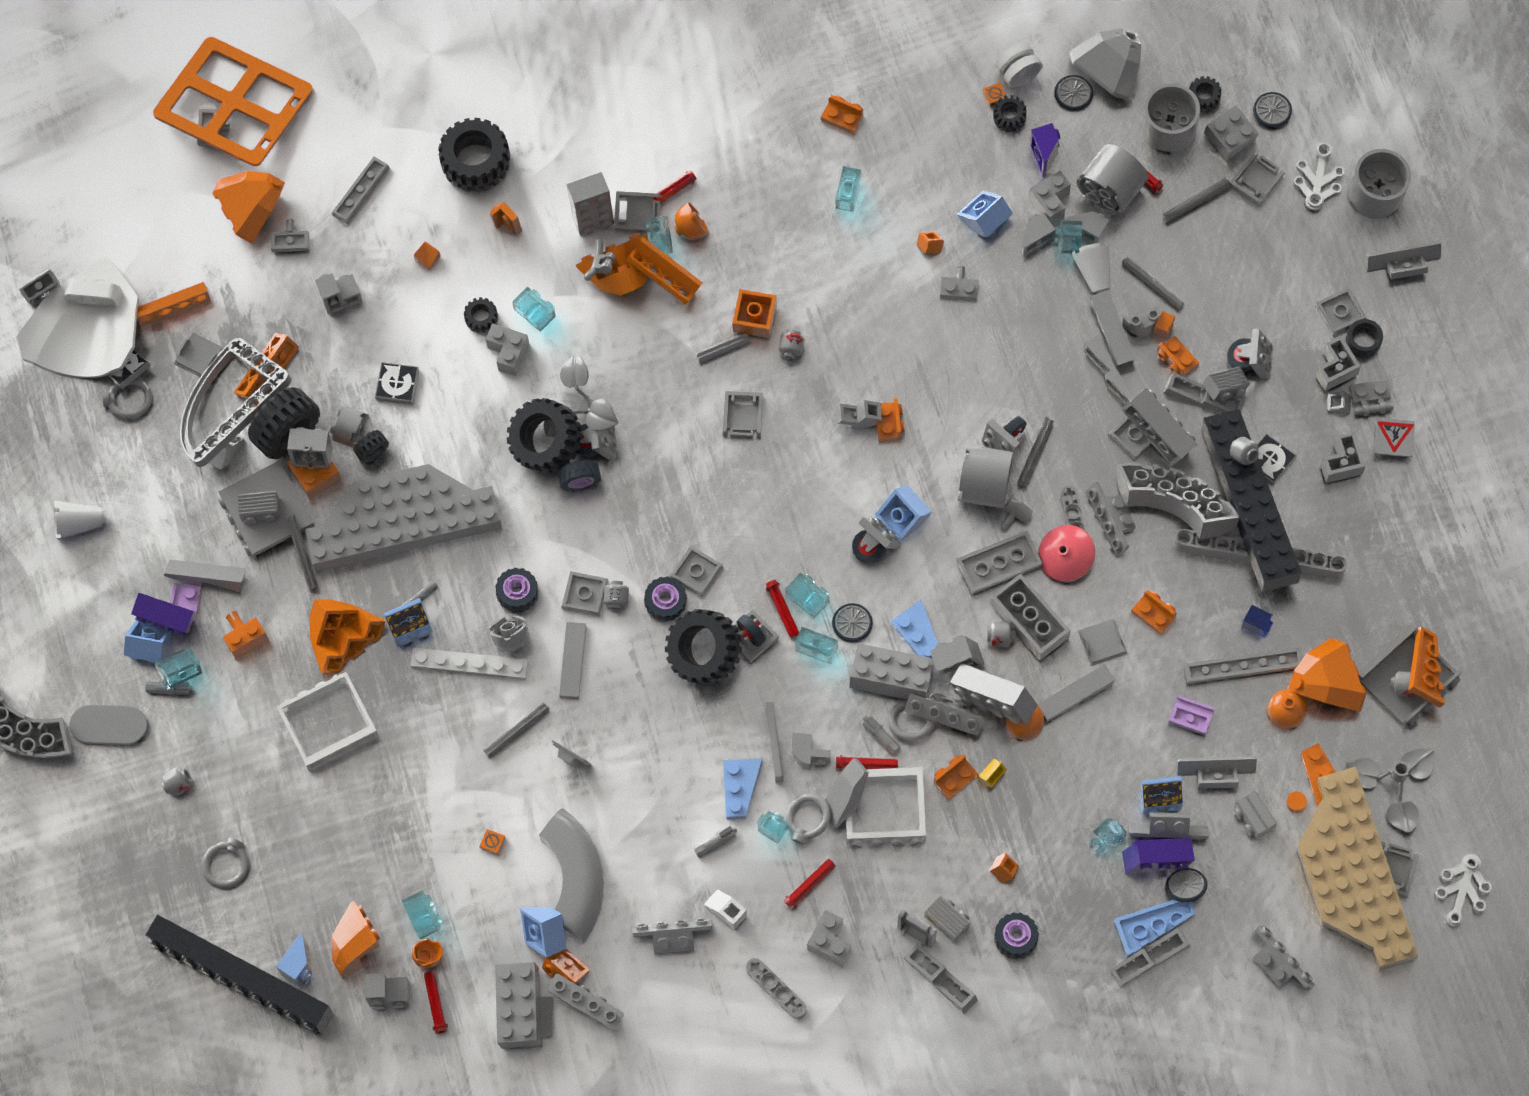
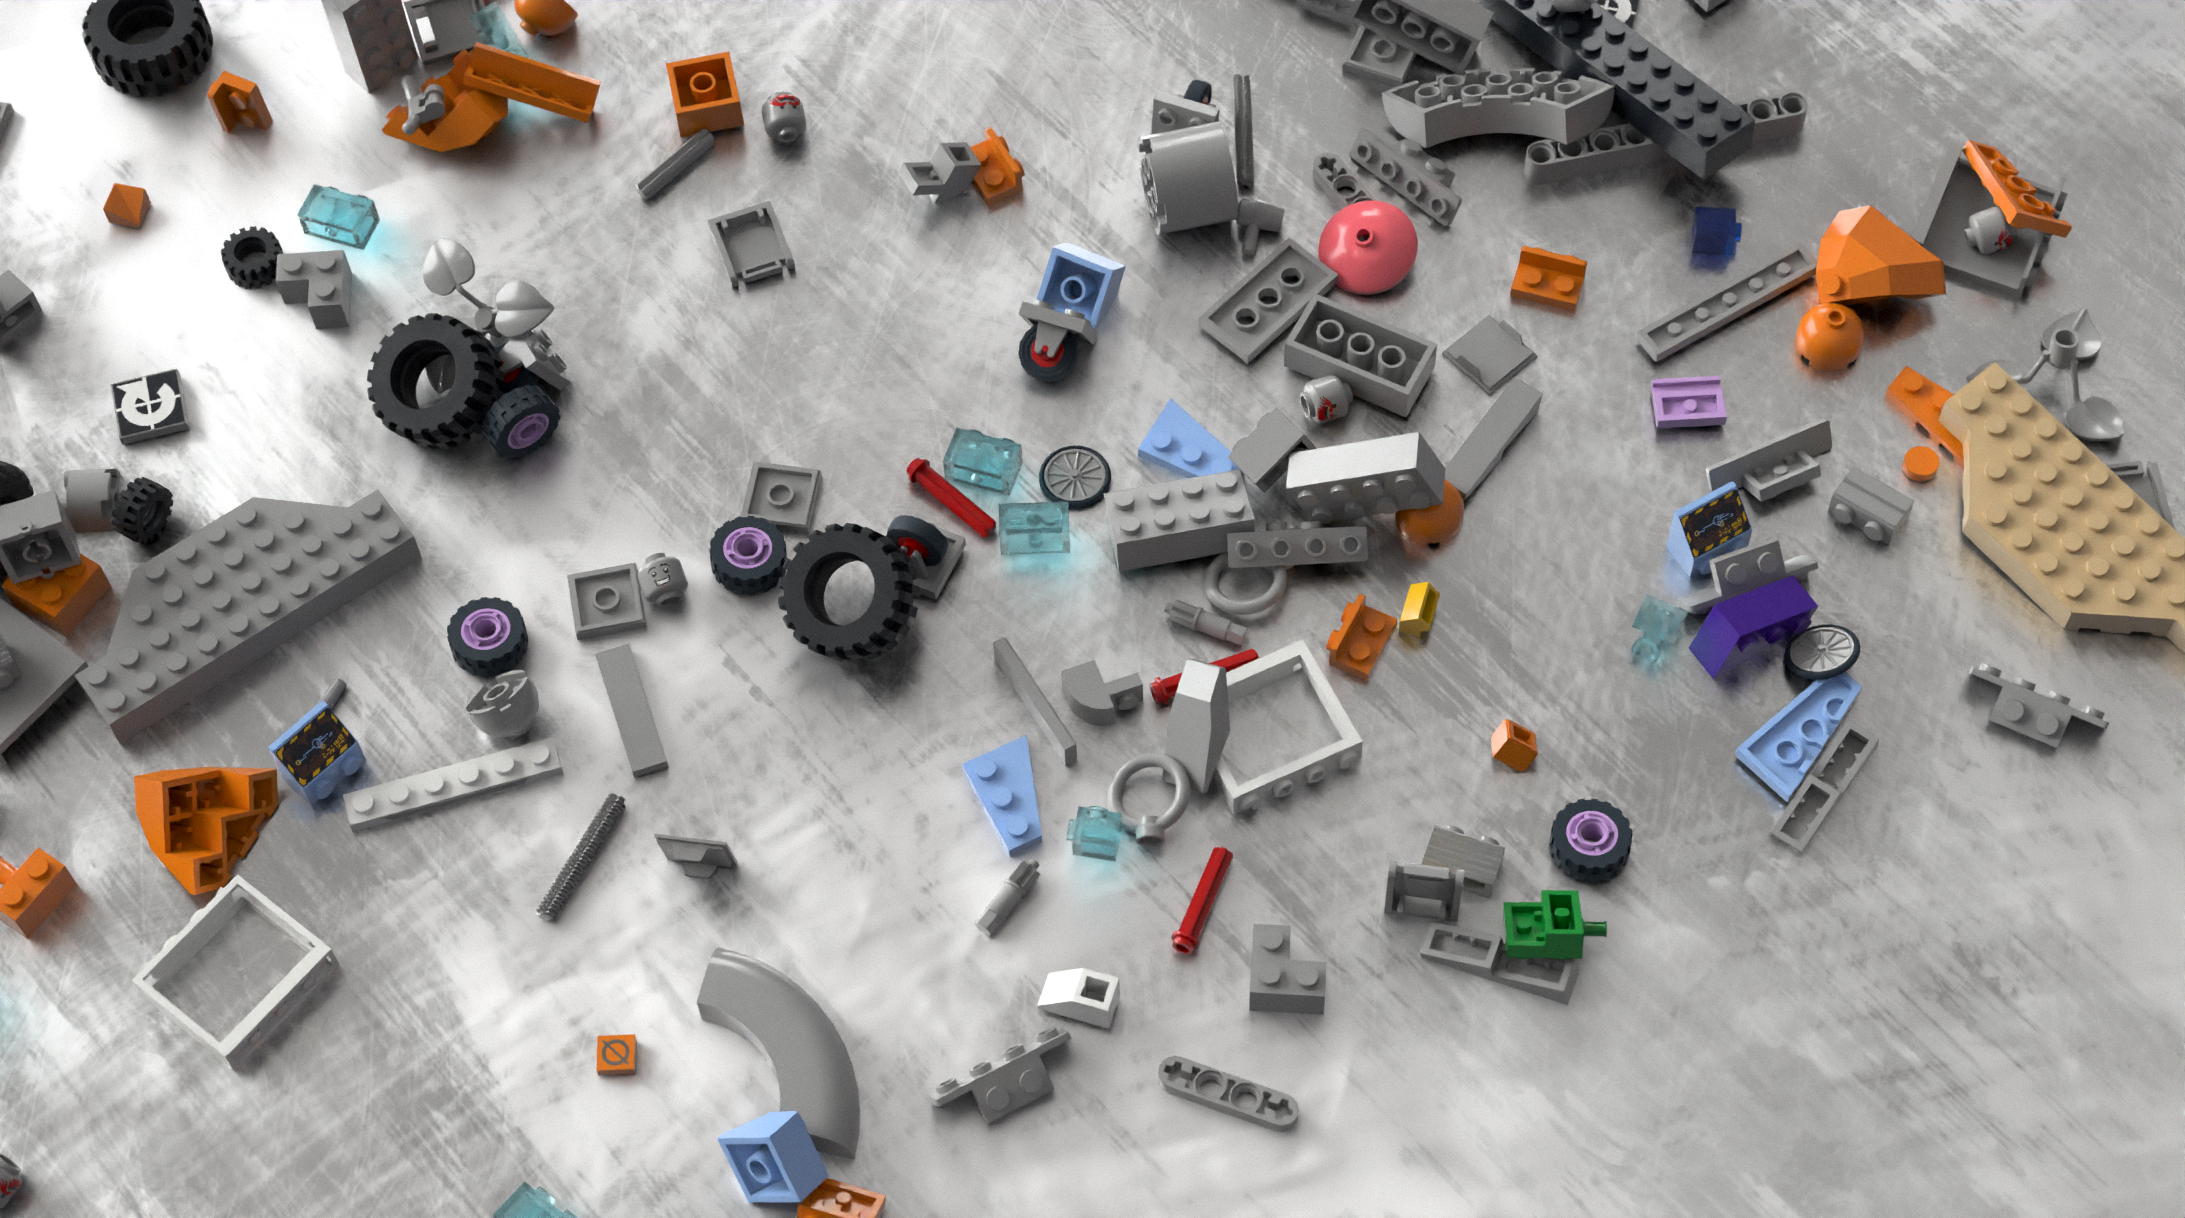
camera: 25 degrees left, 10 degrees down
(301, 552) = (82, 716): light grey axle -> none
(970, 972) = (1548, 927): none -> green plate

